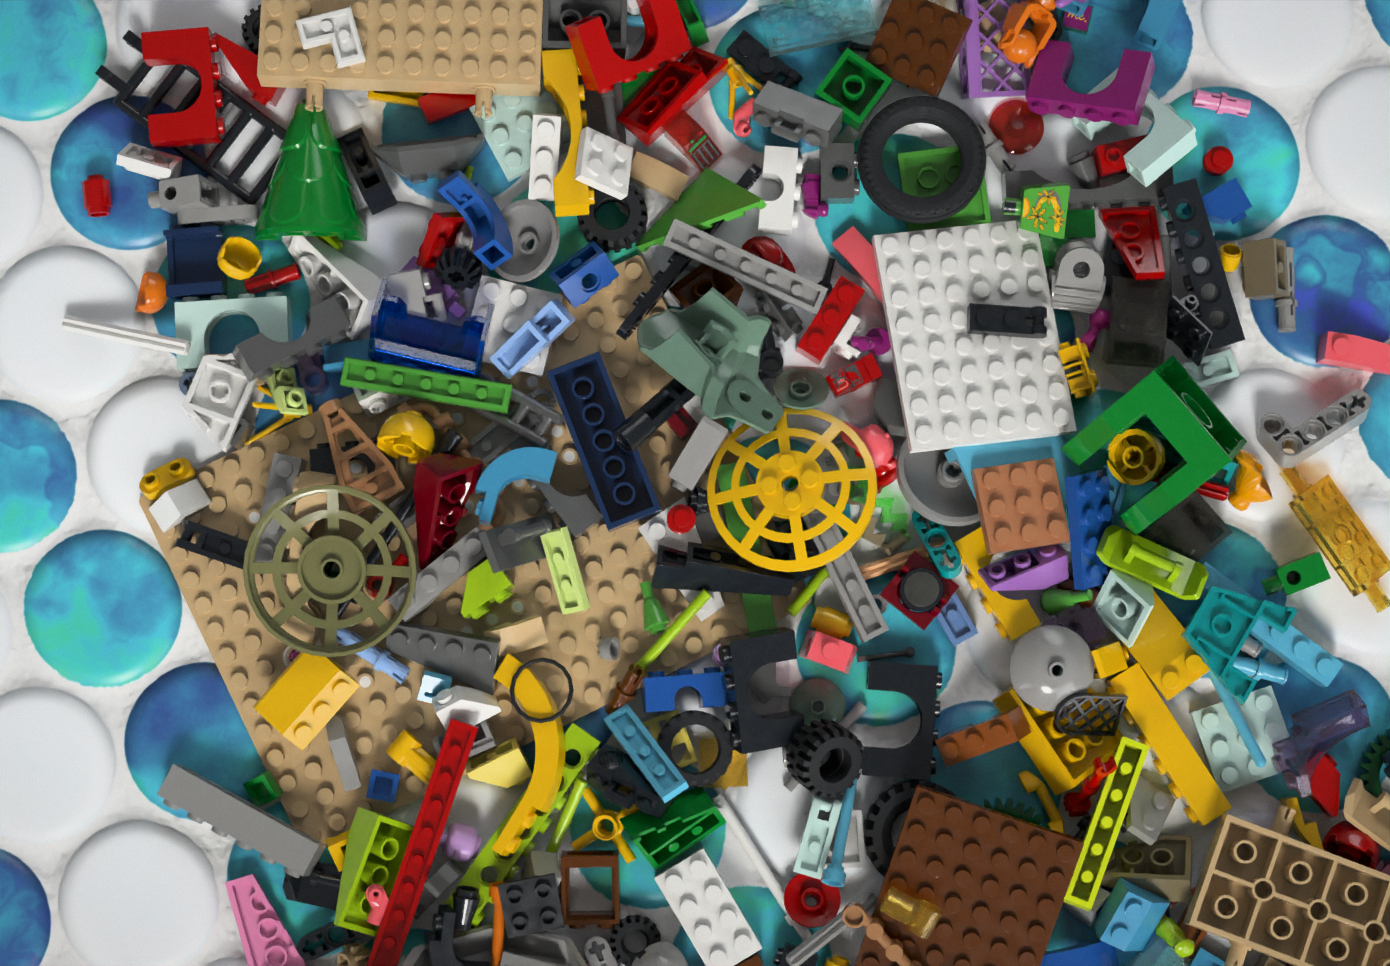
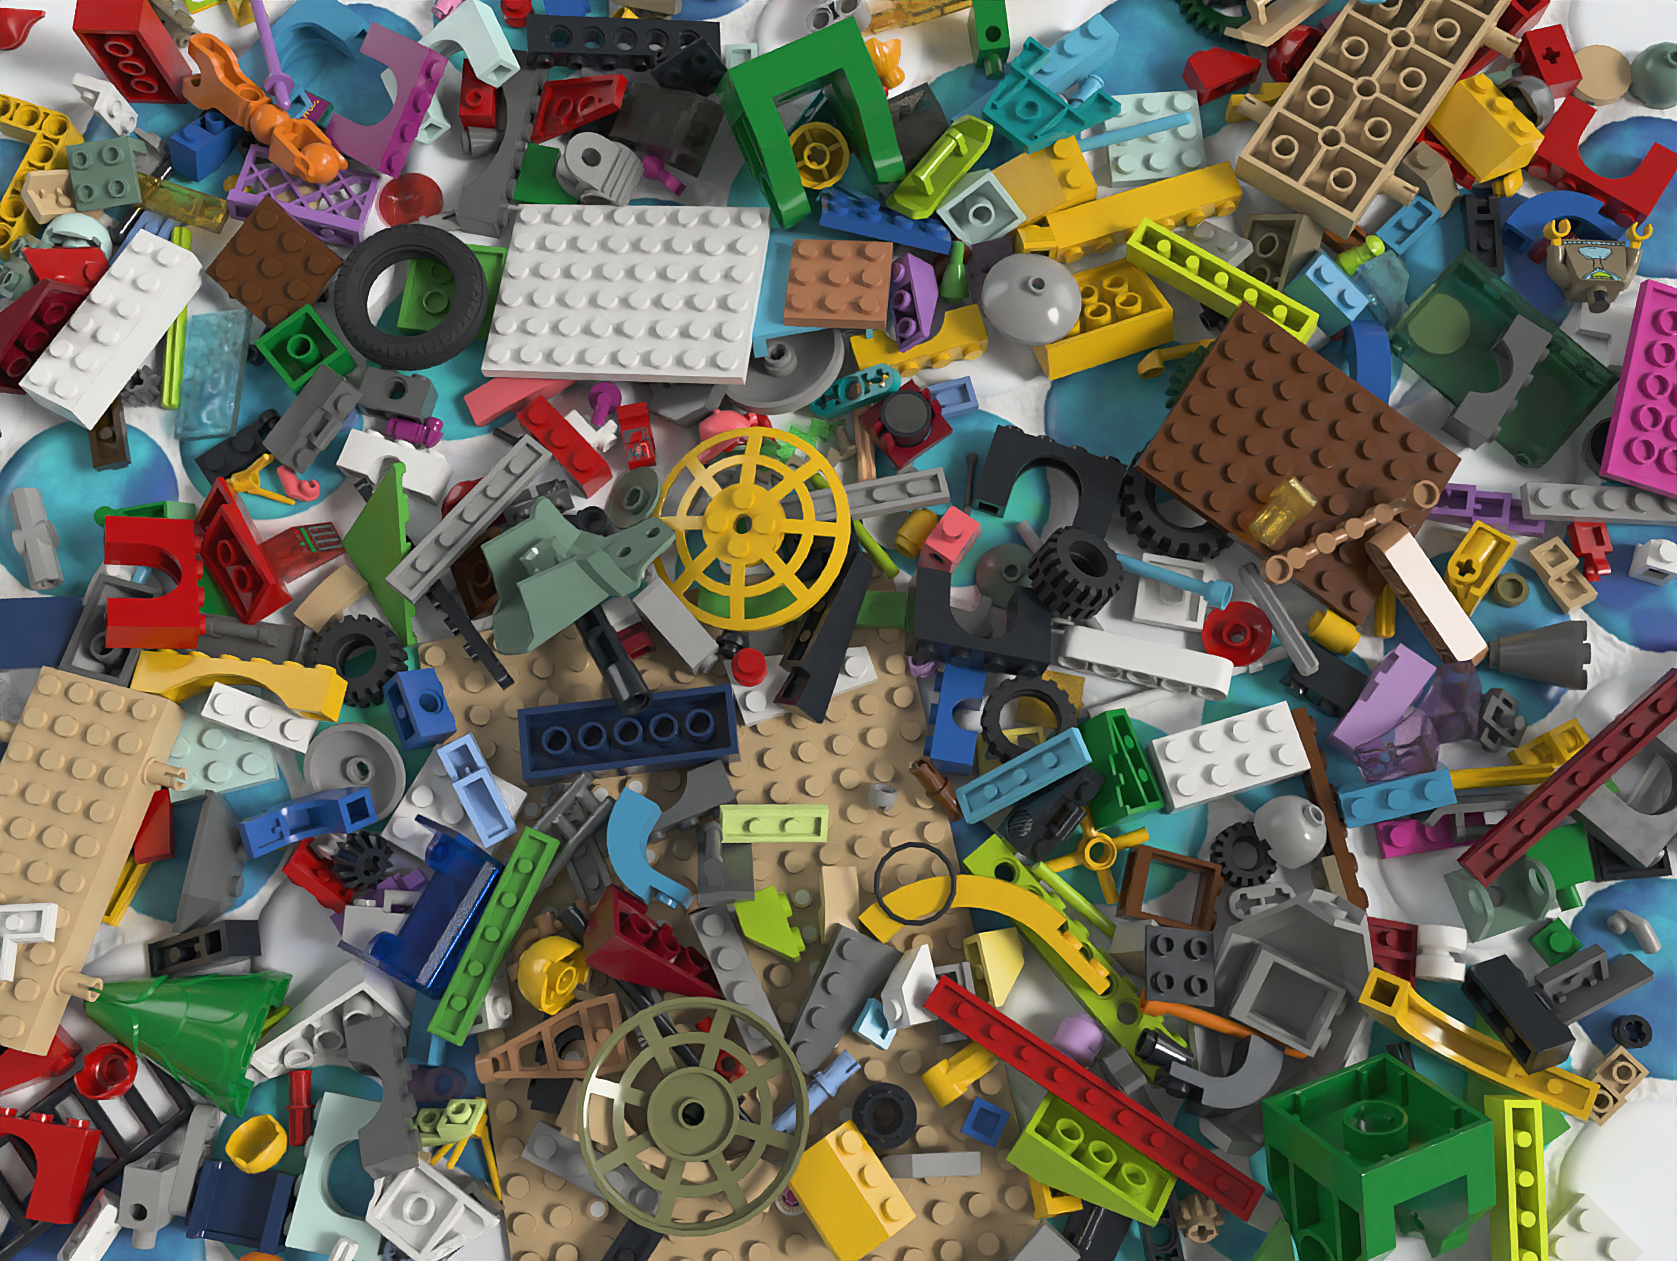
camera: 75 degrees left, 10 degrees down
(261, 134) = (107, 1072): none -> red hair
(354, 713) = (904, 1109): none -> black piece
(378, 901) = (1133, 1161): coral arm -> none
(603, 163) = (290, 645): white plate -> none
(654, 615) = (855, 731): bright green cone -> none
(674, 629) = (879, 710): lime bar -> none
(768, 830) = (1145, 663): none -> white beam
(817, 838) = (1166, 606): light aqua plate -> none
(983, 737) = (1094, 411): dark orange arch -> none
(1006, 320) = (624, 249): black plate -> none
(1040, 208) = (509, 184): bright green torso -> none
(1079, 802) = (1187, 318): red piece -> none
(1088, 379) = (700, 189): yellow hinge -> none
(1122, 699) = (1085, 297): black window -> none
(1313, 734) = (1165, 62): clear purple arch -> none

